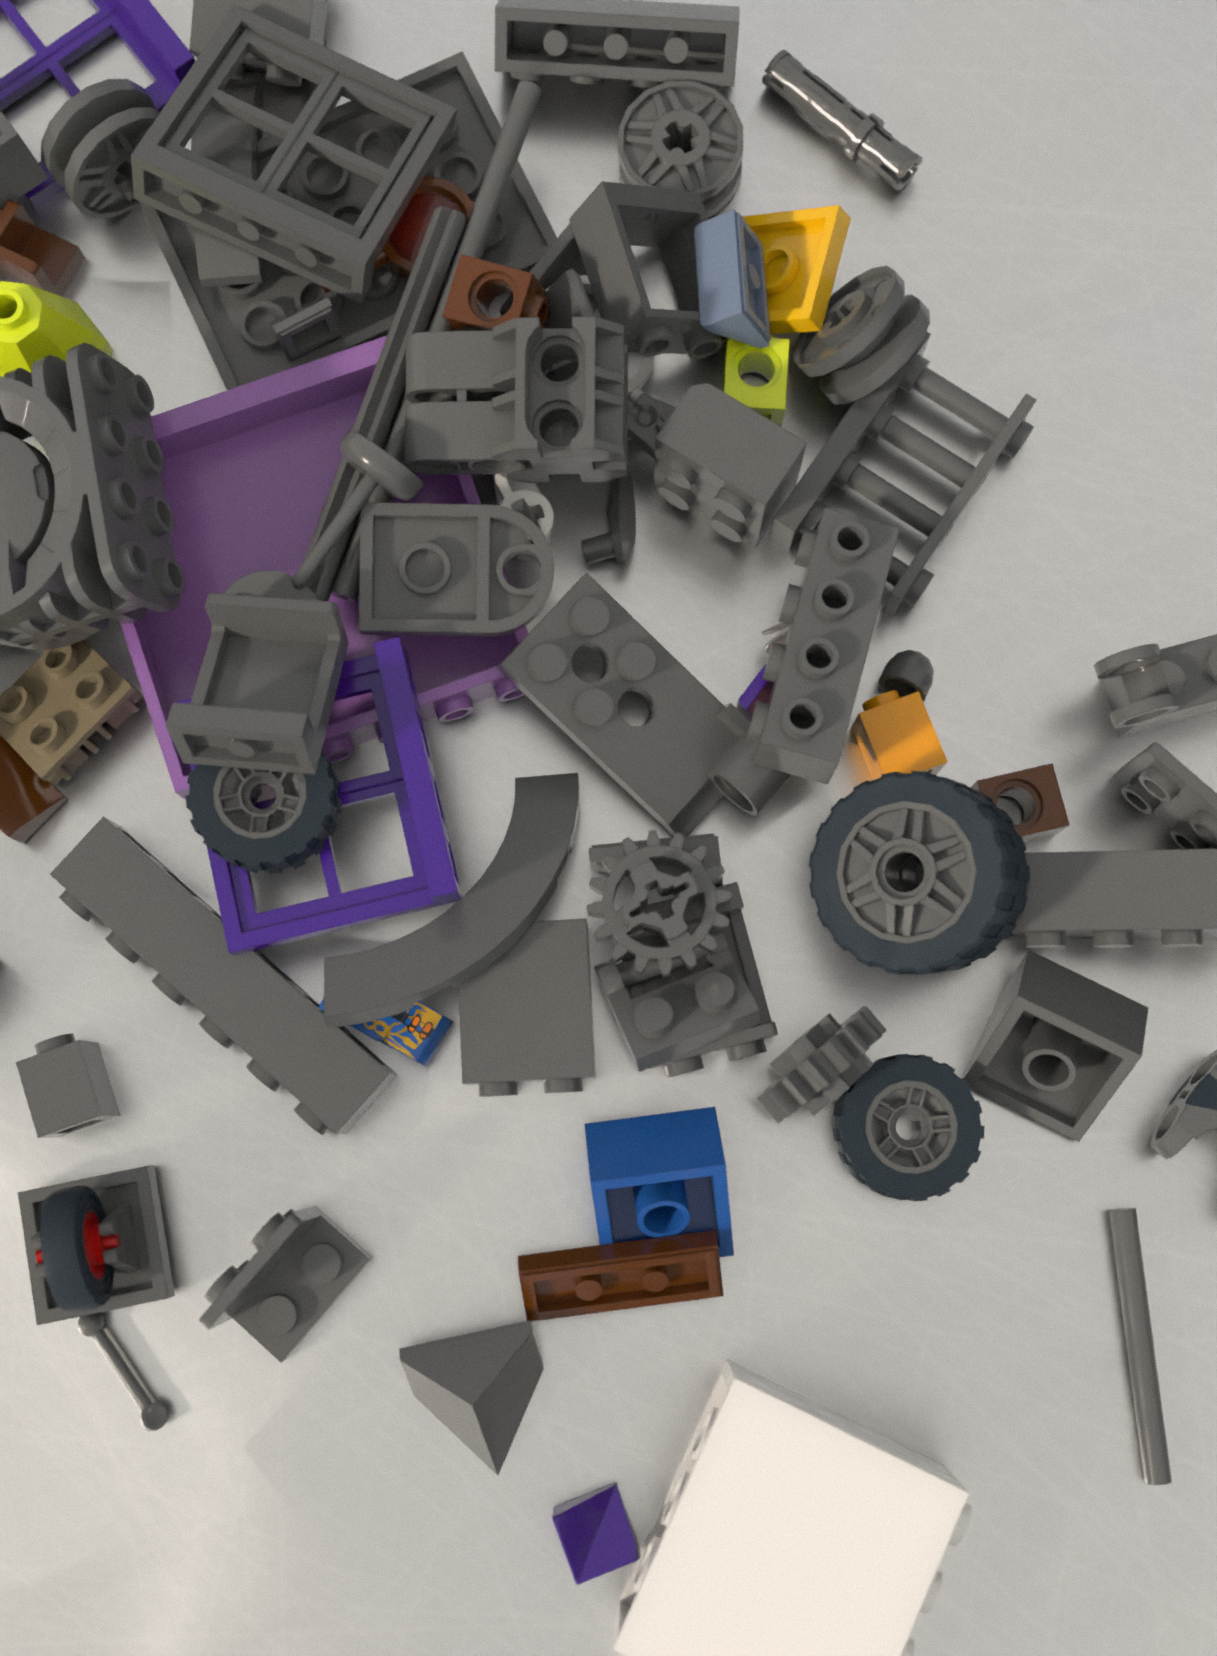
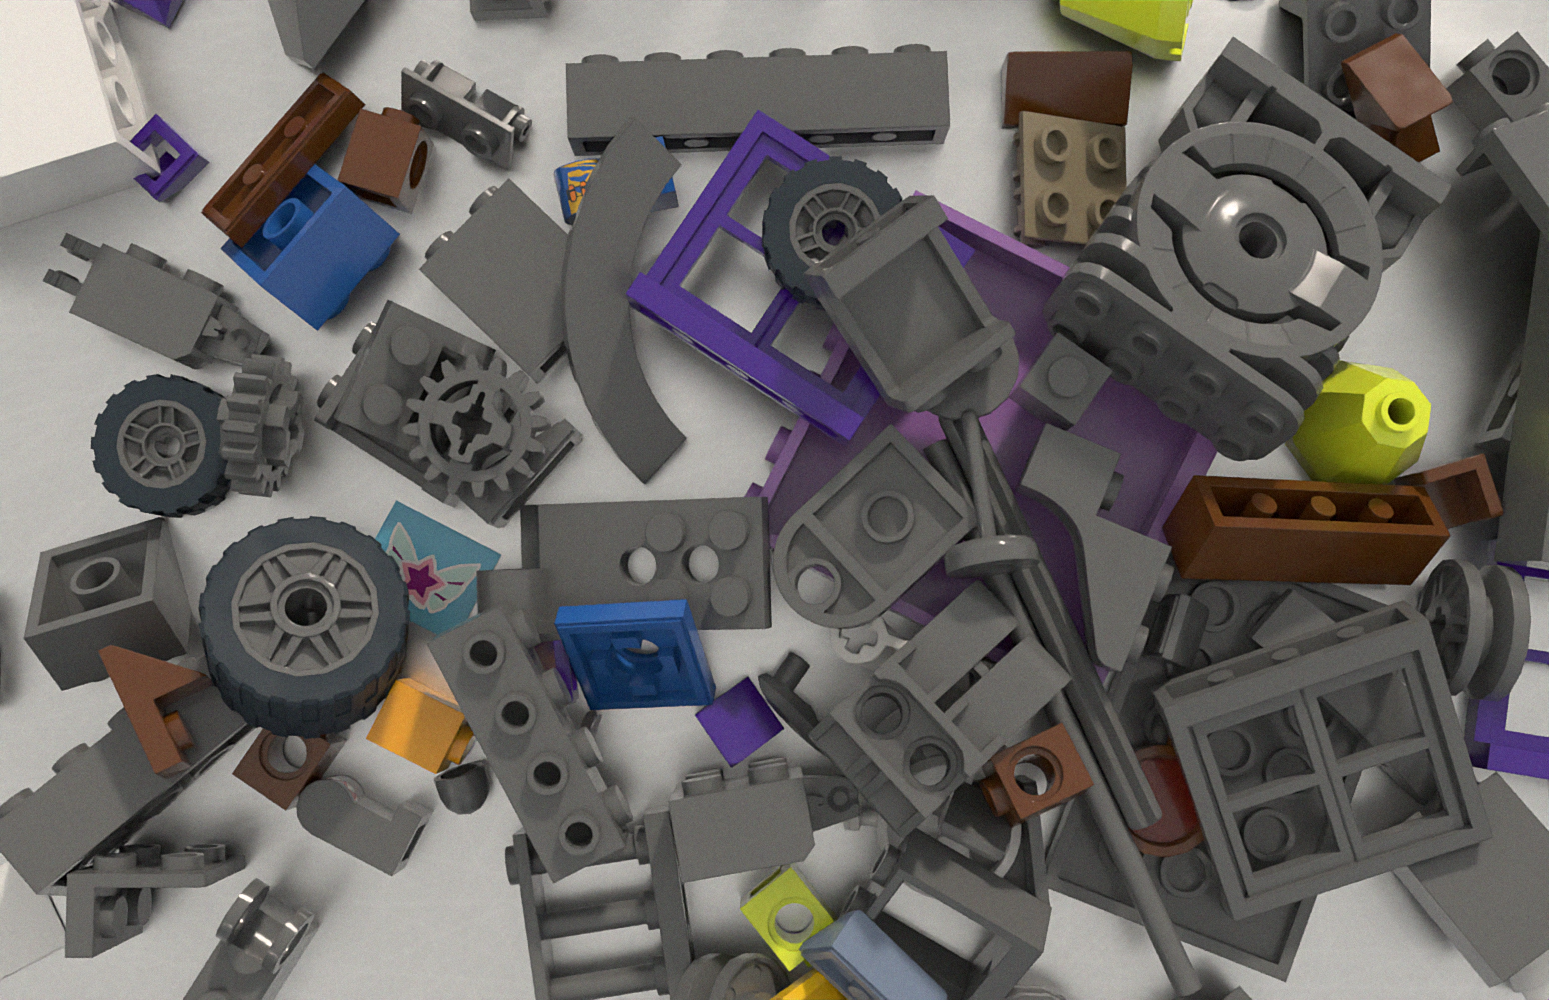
camera: 130 degrees right, 5 degrees up
(153, 306) = (1303, 531): none -> reddish brown brick
(211, 547) = (1060, 383): none -> dark grey brick
(307, 391) = (1114, 564): none -> dark grey arch
(460, 1210) = (441, 103): none -> dark grey hinge
(540, 1198) = (386, 158): none -> reddish brown brick
(667, 546) = (739, 722): none -> dark purple slope
(715, 650) = (622, 679): none -> blue piece
(716, 1353) = (174, 172): none -> dark purple slope
(778, 857) = (435, 565): none -> sticker
(825, 1246) = (156, 309): none -> dark grey hinge
(1005, 712) = (361, 826): none -> dark grey leg
(1078, 929) = (145, 690): none -> reddish brown slope

